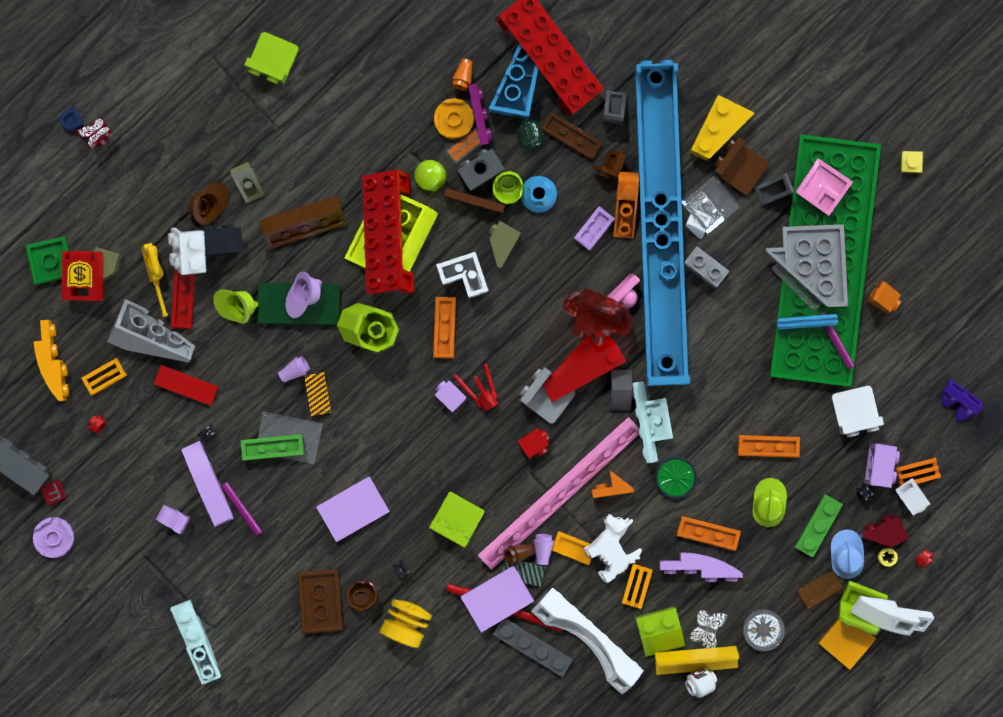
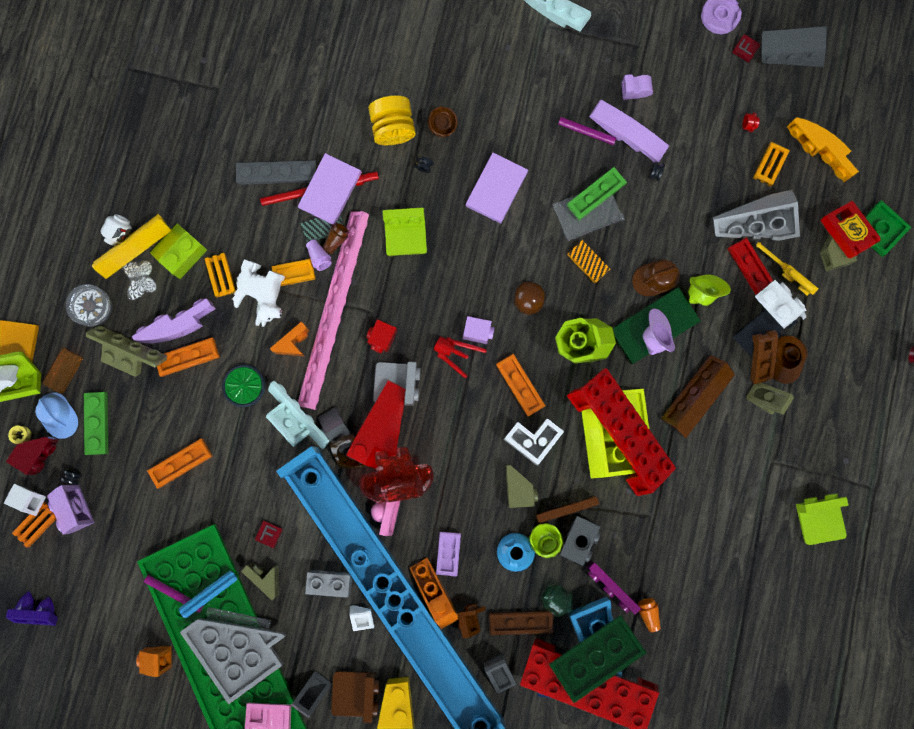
camera: 145 degrees right, 5 degrees down
(186, 385) = (700, 199): red tile -> none
(230, 218) = (764, 356): none -> reddish brown plate
(269, 343) = (656, 278): none -> reddish brown piece
(295, 369) = (620, 271): lavender cone -> none
(320, 601) = (474, 99): reddish brown tile -> none
(388, 395) = (529, 298): none -> reddish brown hair
(430, 175) = (618, 507): lime hair -> none
(453, 118) = (631, 570): light orange tile -> none
(464, 146) = (606, 551): orange sticker -> none
(529, 70) = (597, 658): none -> dark green tile
(618, 667) = (192, 197): white arch -> none
(632, 361) = (341, 460): none -> dark brown cap
(711, 204) = (358, 643): clear slope -> none
(731, 339) = (269, 534): none -> dark red tile
(756, 300) = (267, 584): none -> olive slope
(757, 569) = (124, 352): none -> olive bracket
(769, 502) = (150, 416): lime piece -> none
(856, 411) = (119, 542): white bracket -> none

